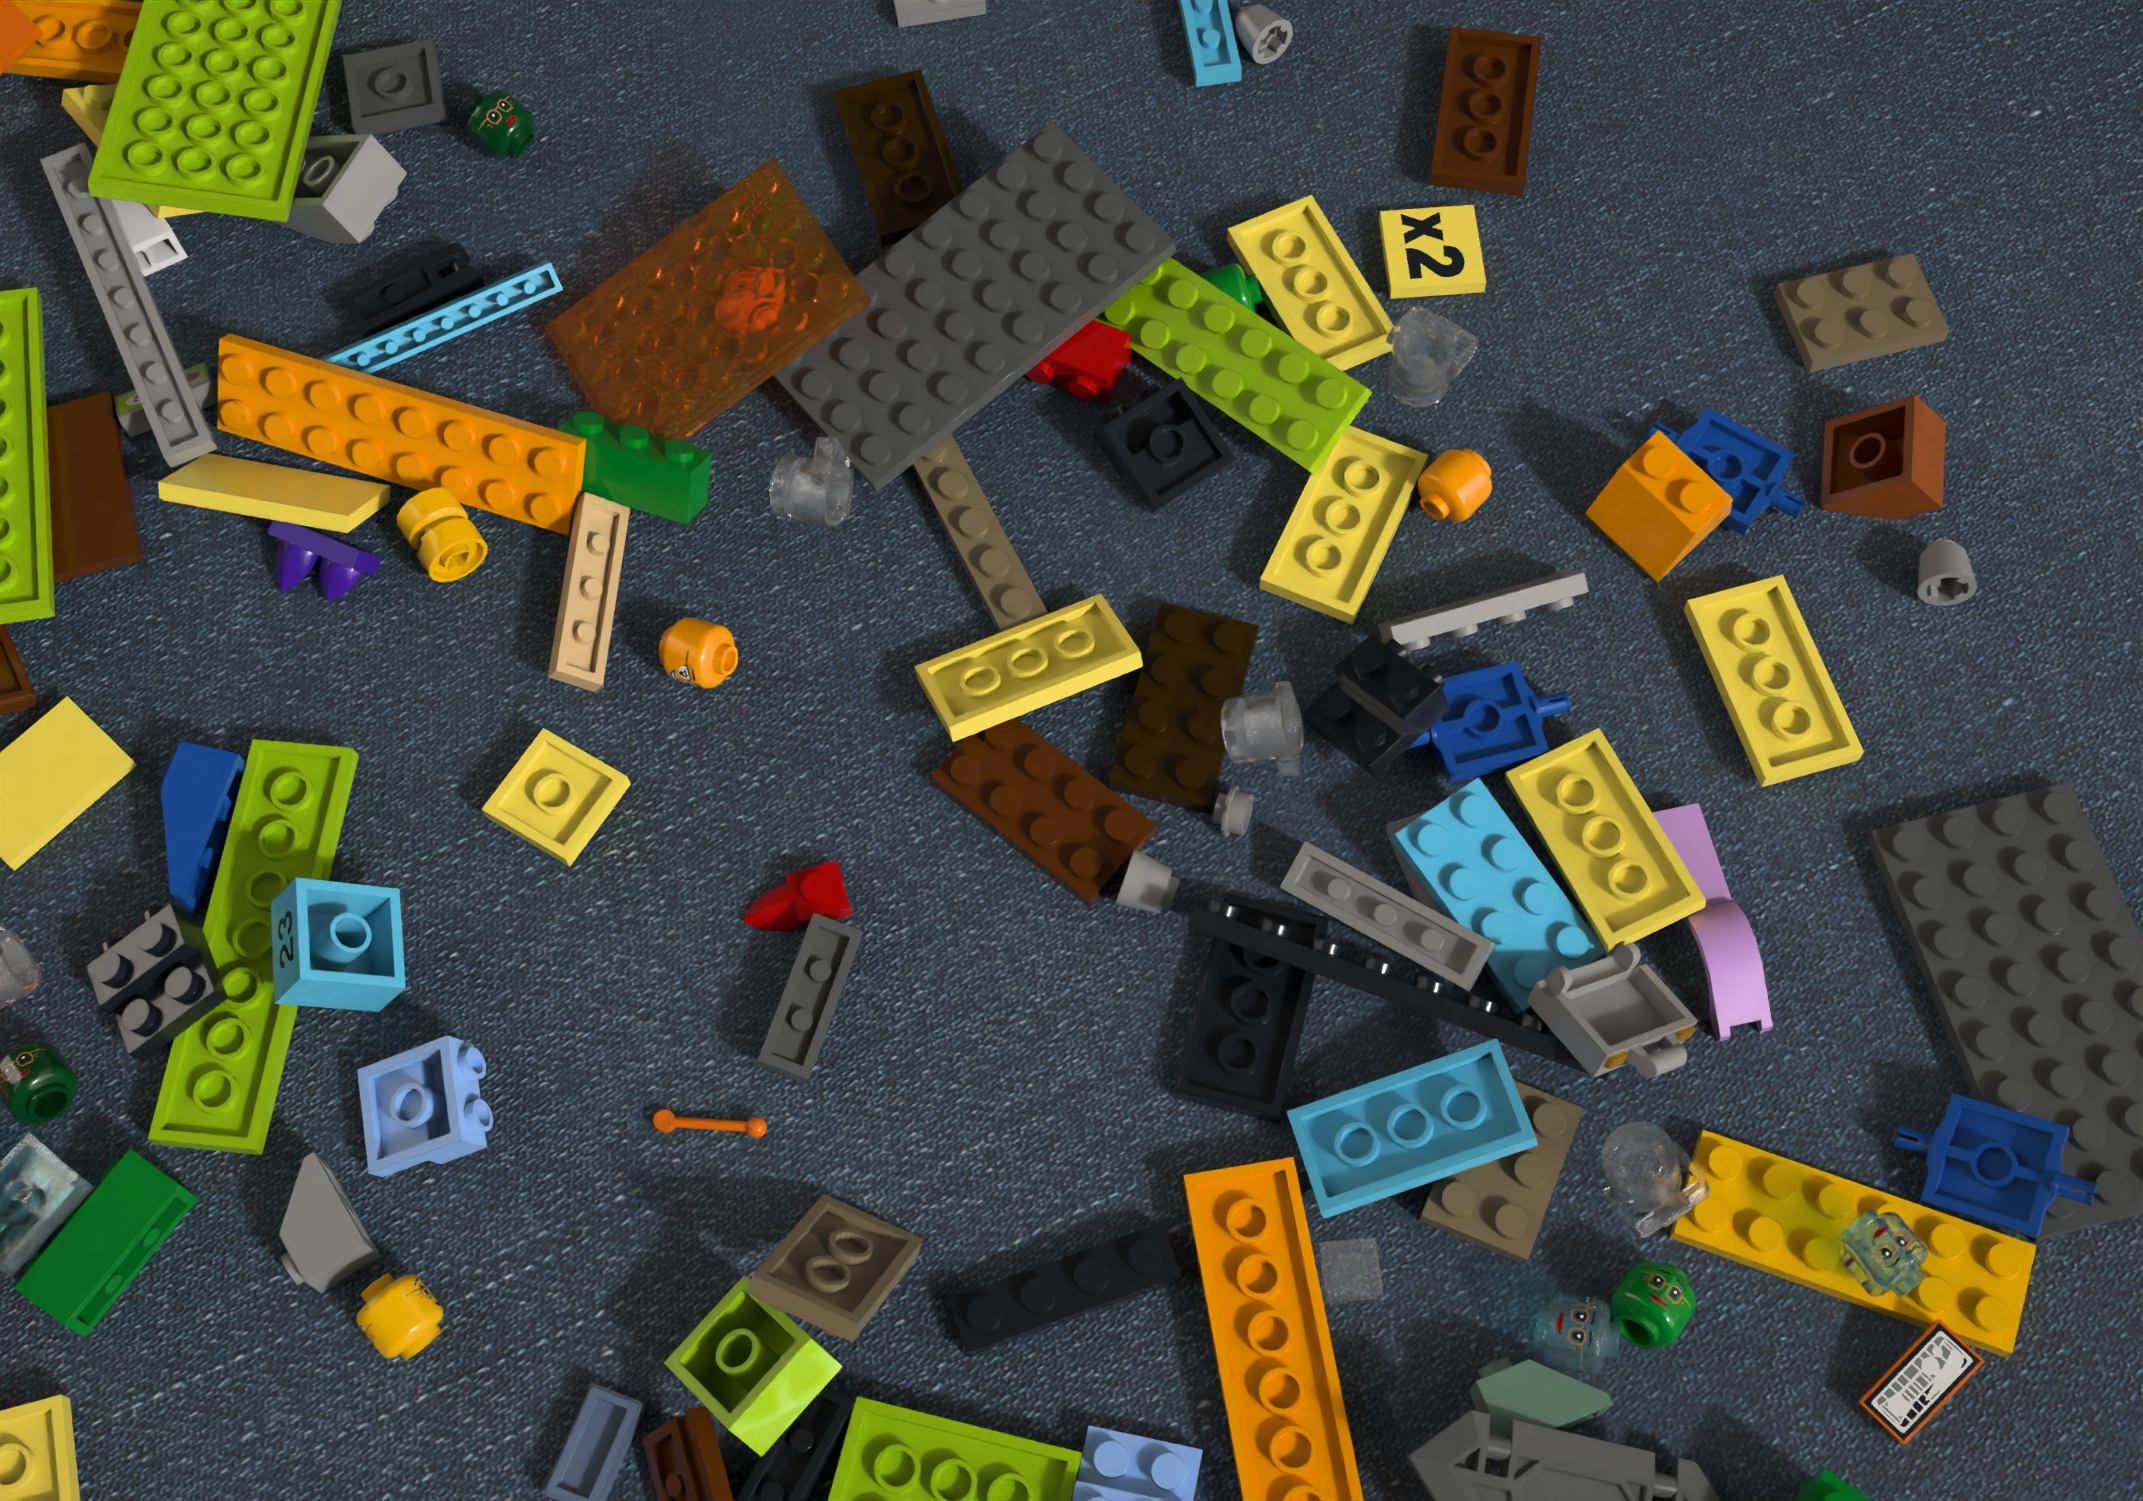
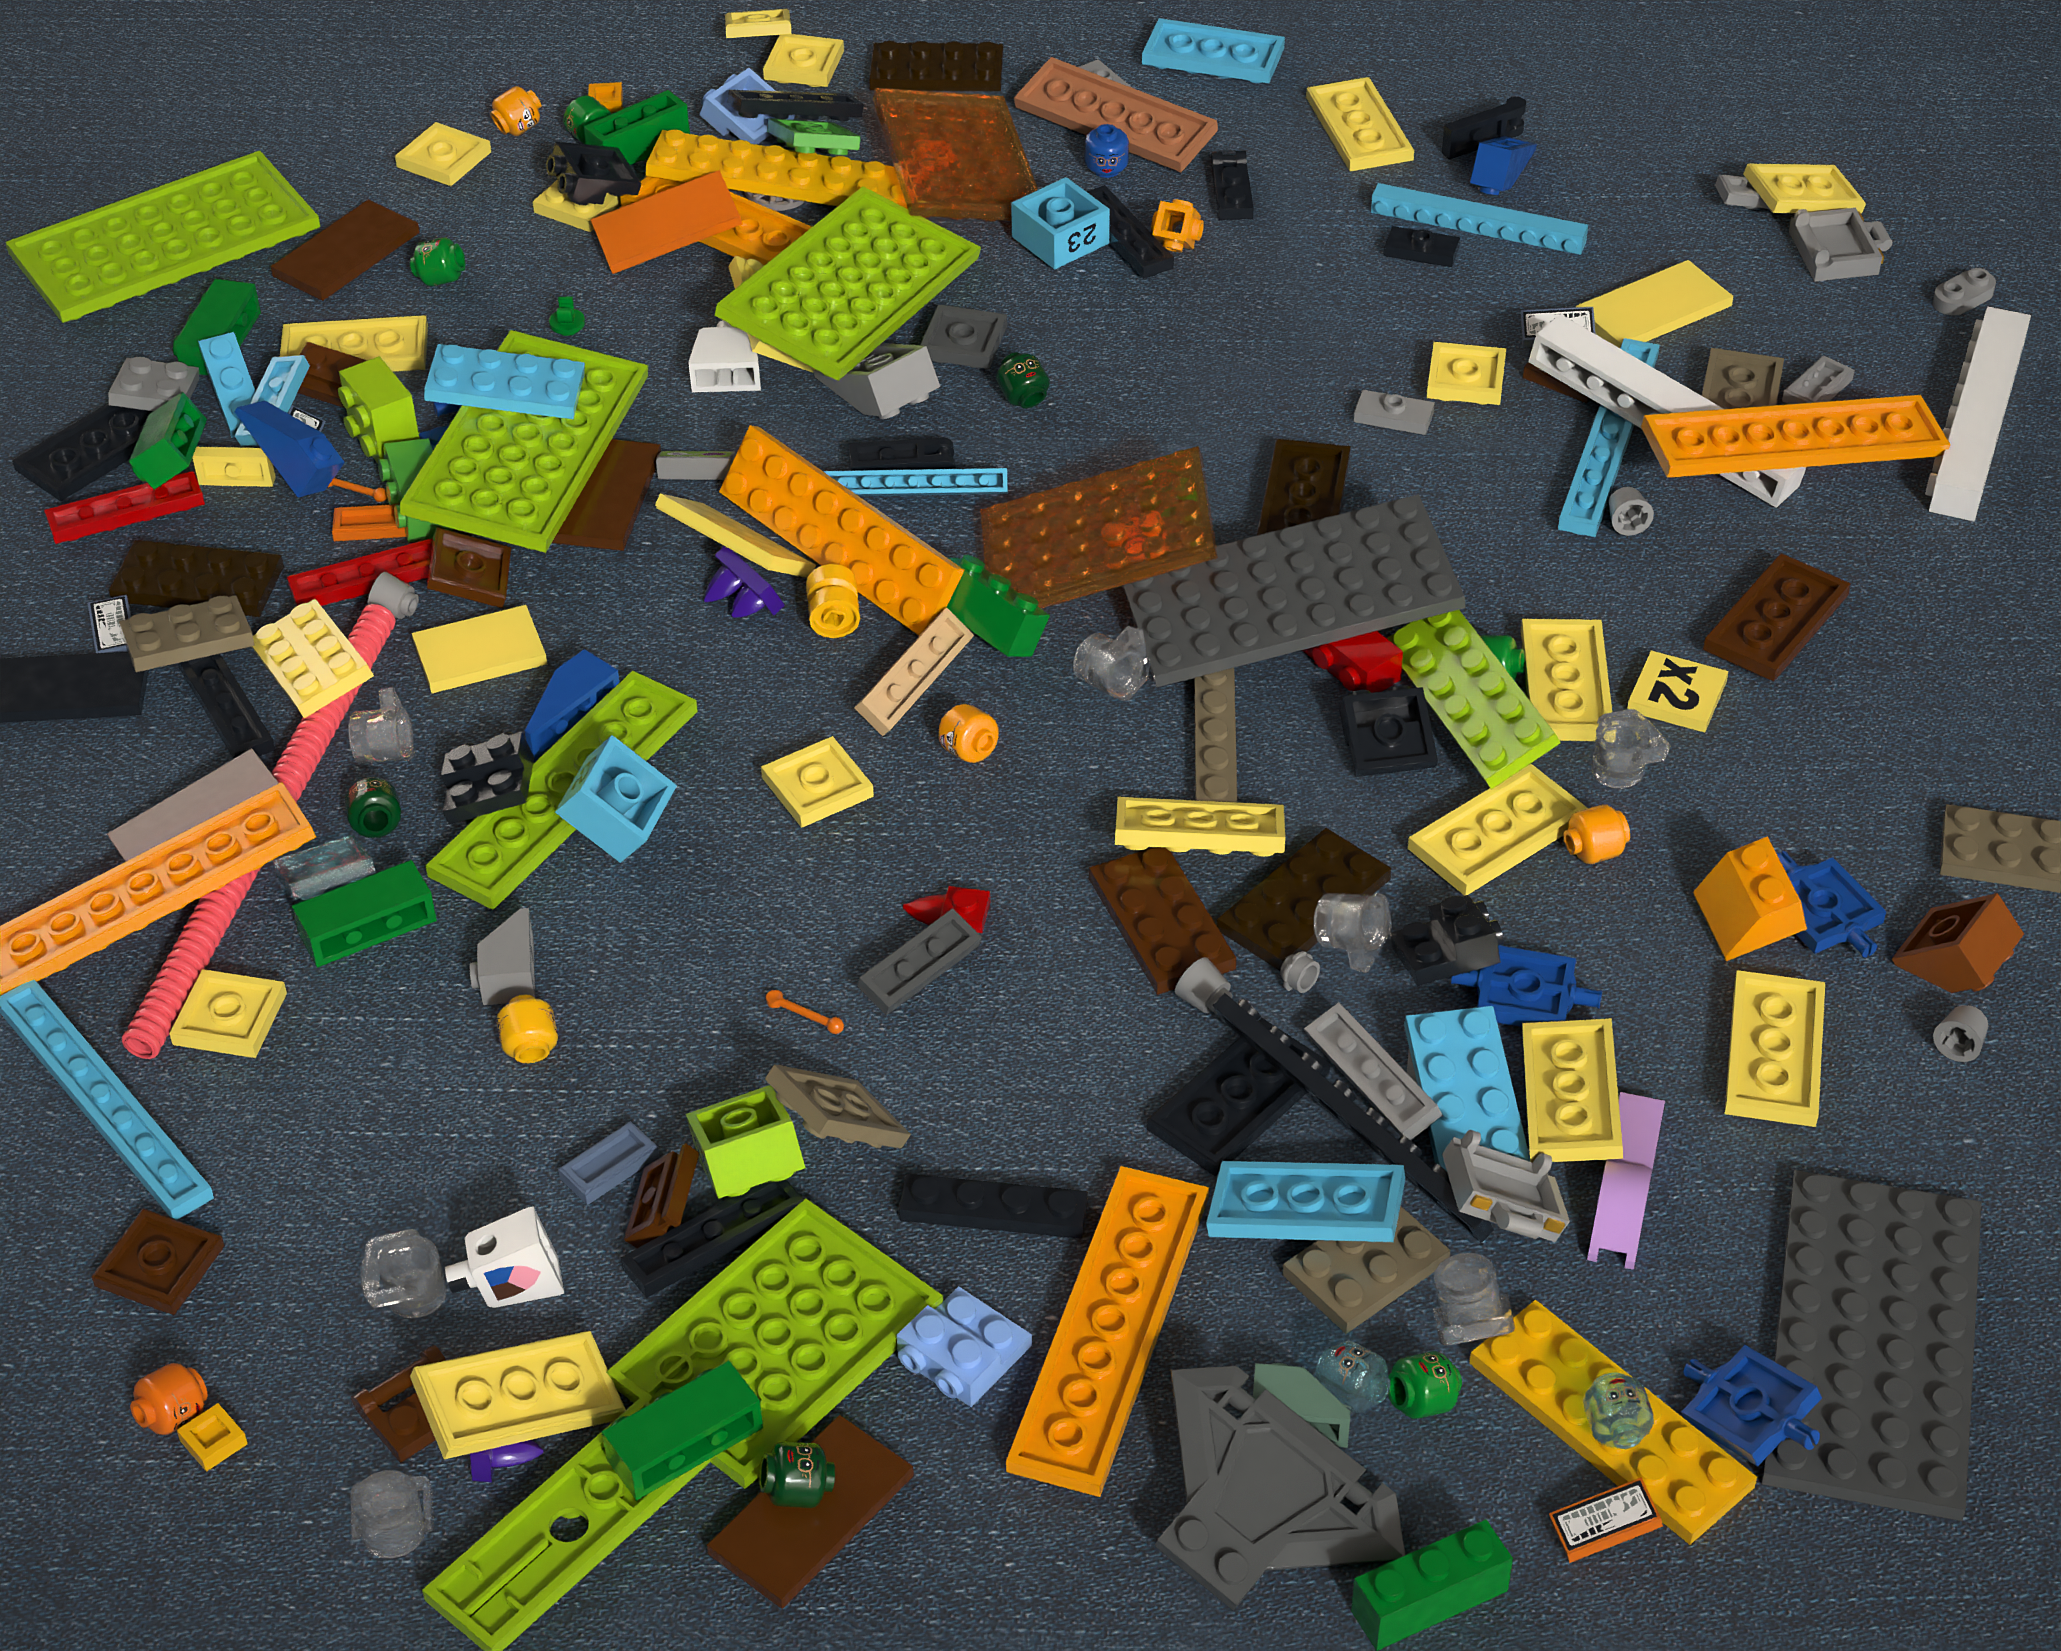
camera: 25 degrees right, 20 degrees down
(129, 309) = (701, 395): light grey plate -> none
(423, 1106) = (617, 918): light blue plate -> none
(1350, 1270) = (1208, 1275): clear plate -> none
(1503, 605) = (1588, 921): light grey plate -> none

